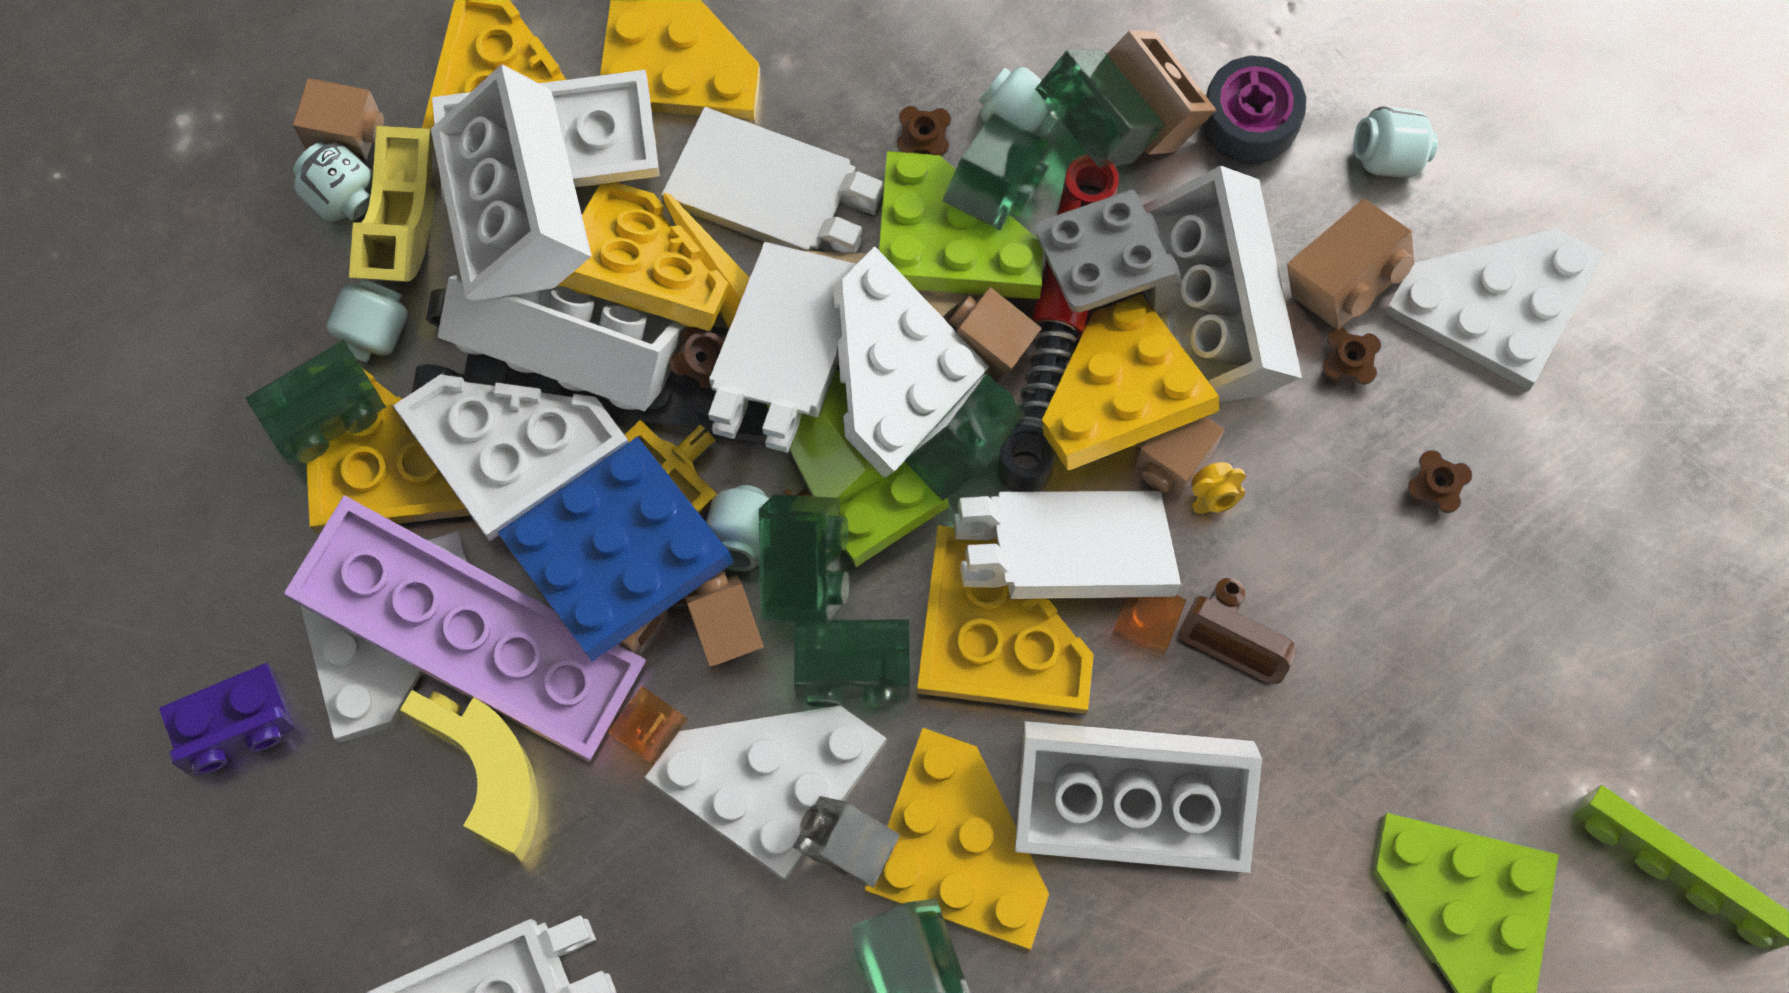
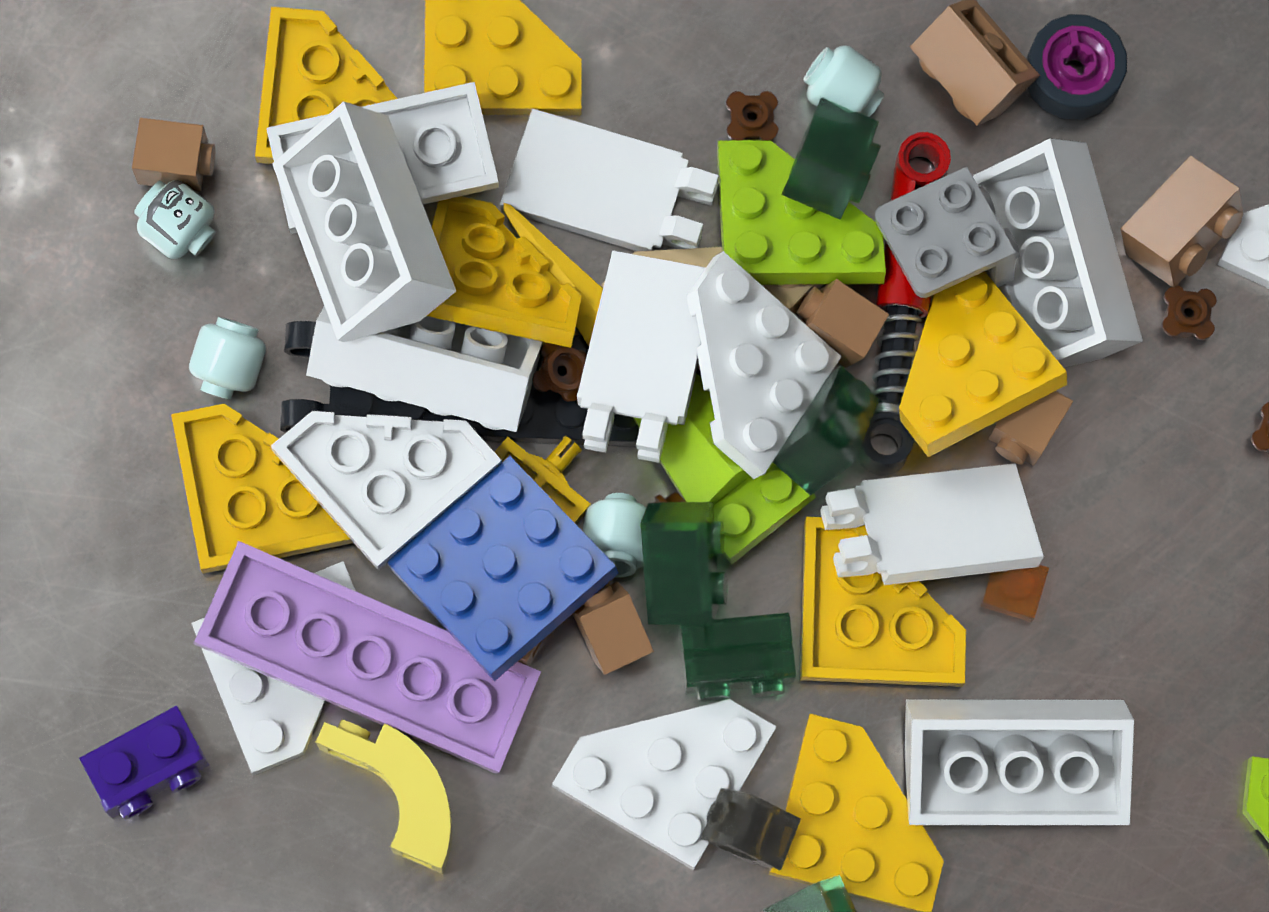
camera: 10 degrees left, 5 degrees up
(316, 404) = (196, 450): clear green brick -> none
(400, 208) = (242, 242): light yellow arch -> none
(647, 725) = (549, 734): clear orange plate -> none
(1099, 107) = (926, 84): clear green brick -> none
(1217, 488) = (1070, 456): yellow plate -> none
(1235, 639) = (1096, 602): reddish brown piece -> none
(1395, 142) = (1216, 91): light aqua head -> none

